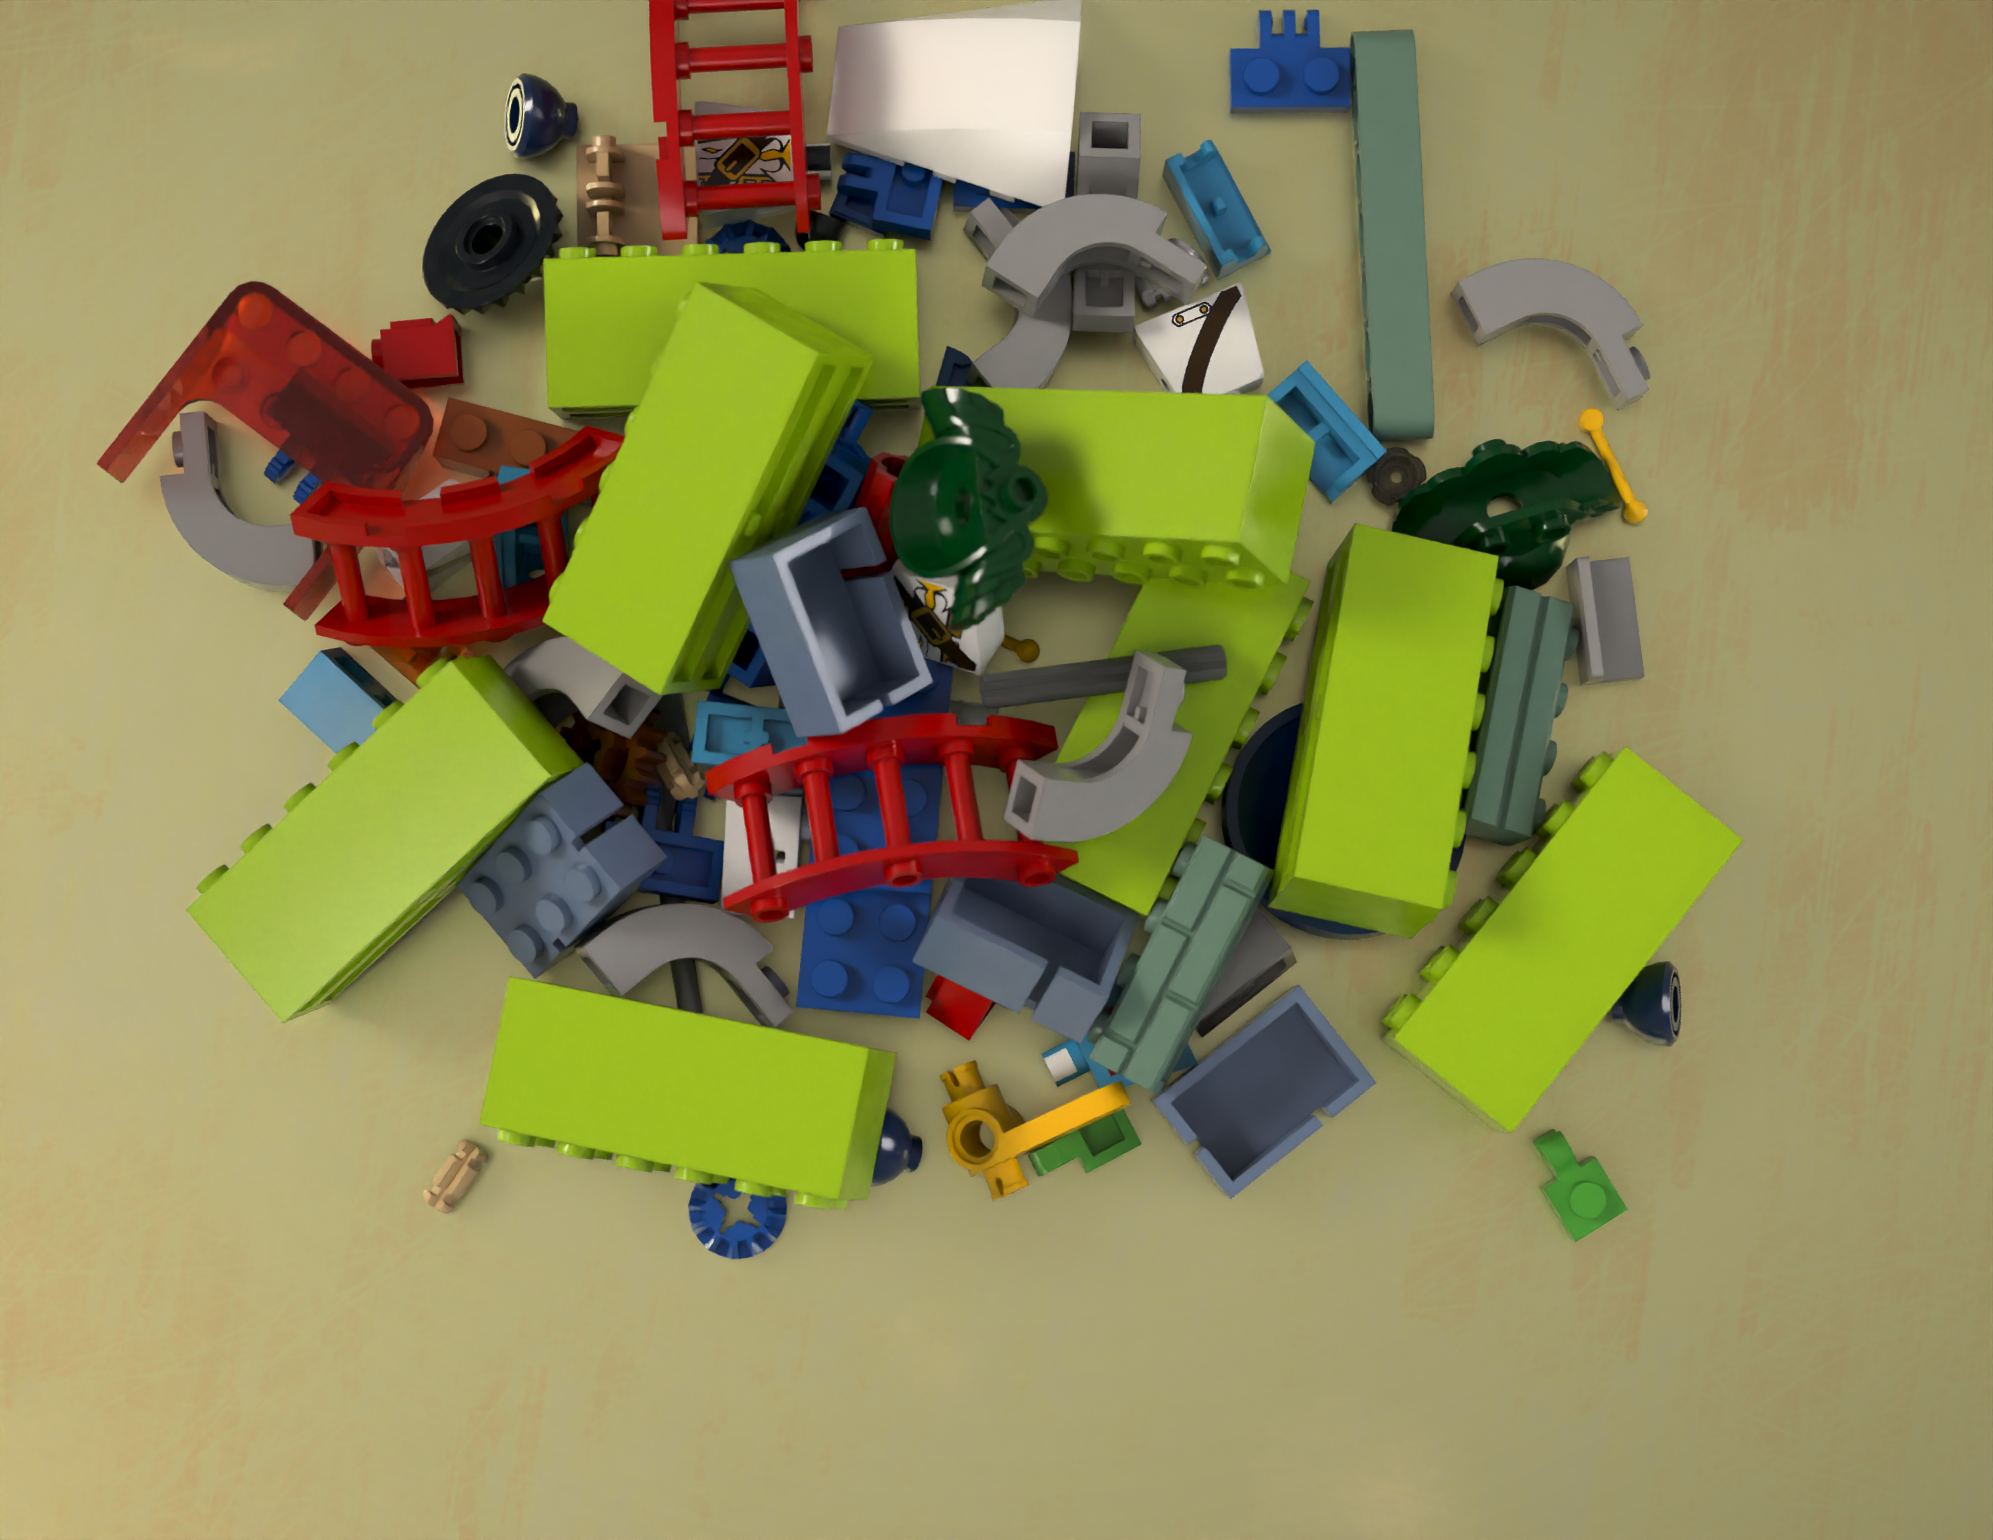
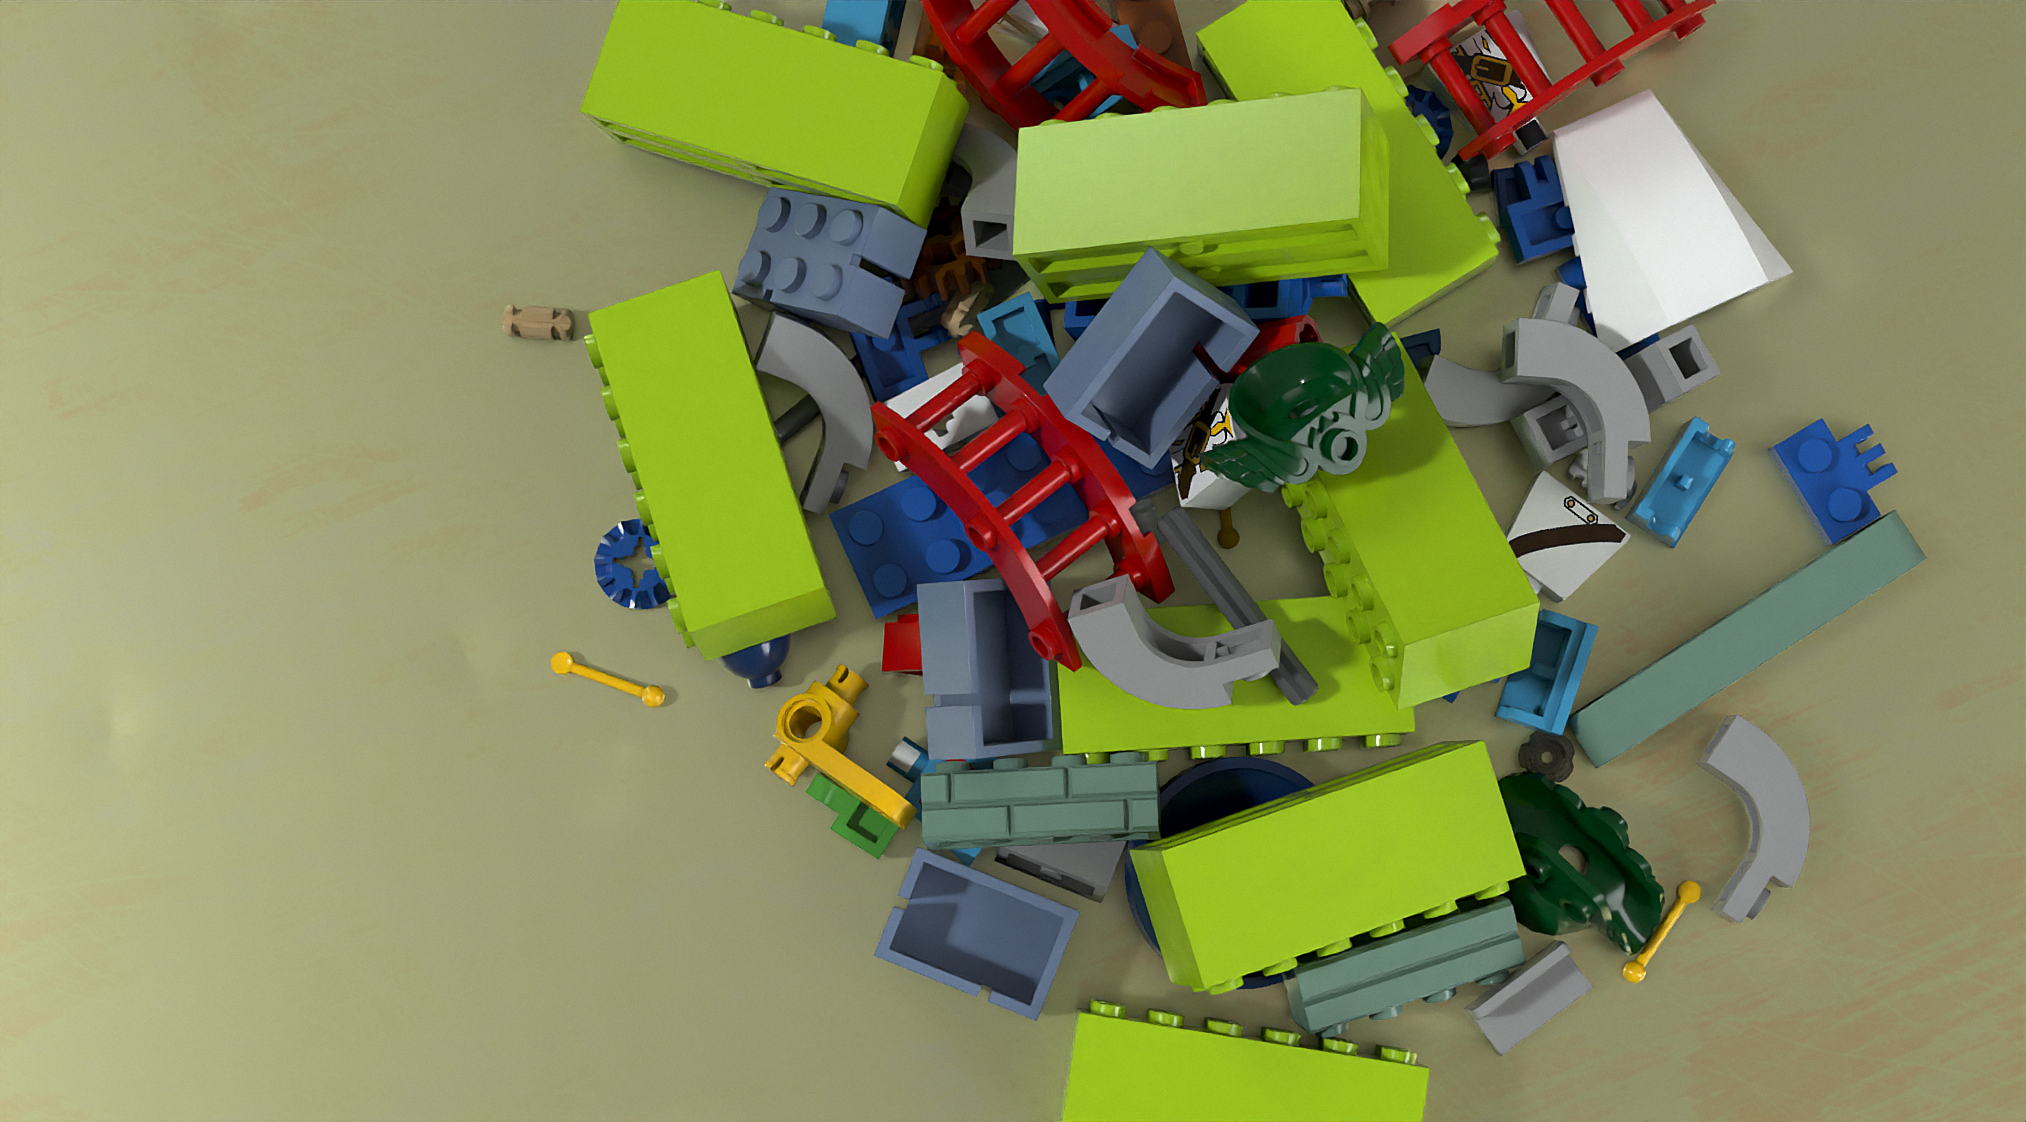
camera: 60 degrees right, 0 degrees up
(790, 1333) = (564, 664): none -> yellow hinge

